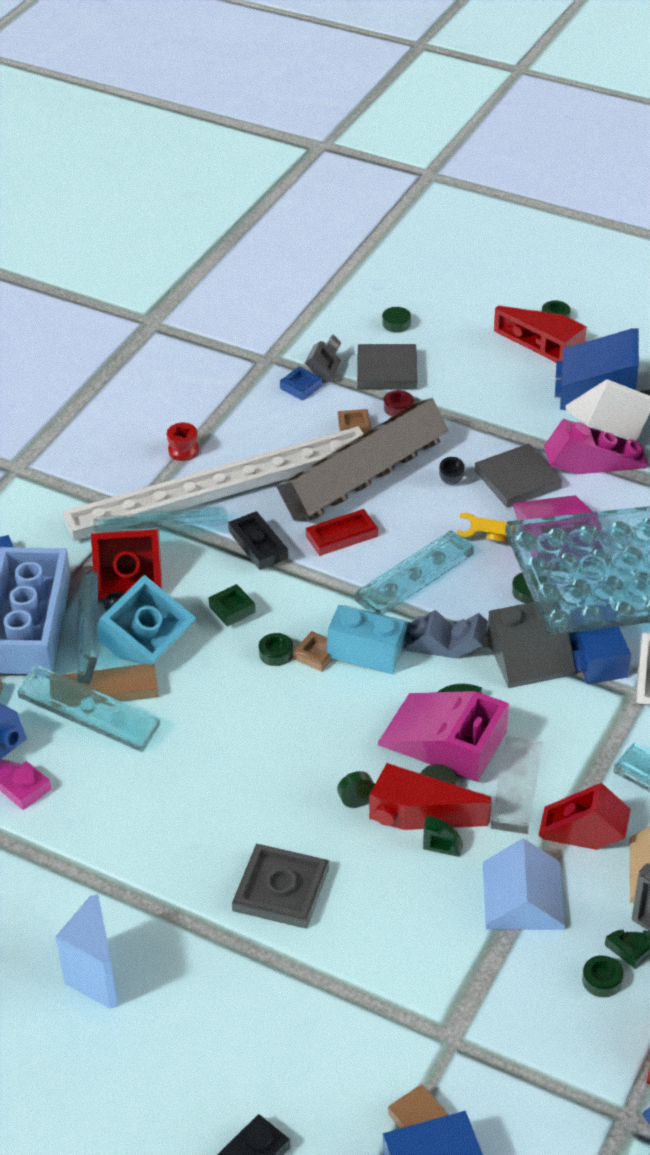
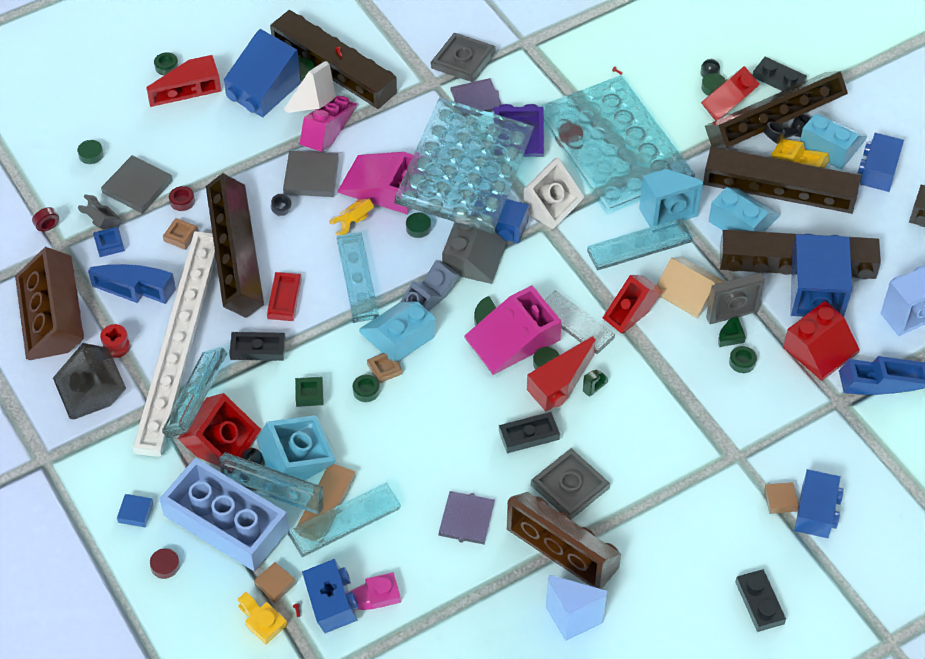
camera: 60 degrees left, 10 degrees up
(122, 447) = (88, 381): none -> clear smoke slope
(169, 813) = (466, 517): none -> clear purple piece
(186, 904) = (562, 539): none -> reddish brown slope
(190, 379) = (49, 305): none -> reddish brown slope
(262, 417) = (133, 281): none -> blue slope
(285, 329) = (45, 219): none -> dark red tile
(320, 811) = (529, 432): none -> black plate
(355, 789) = (526, 404): dark green tile -> none
(523, 889) = (658, 364): light blue slope -> none

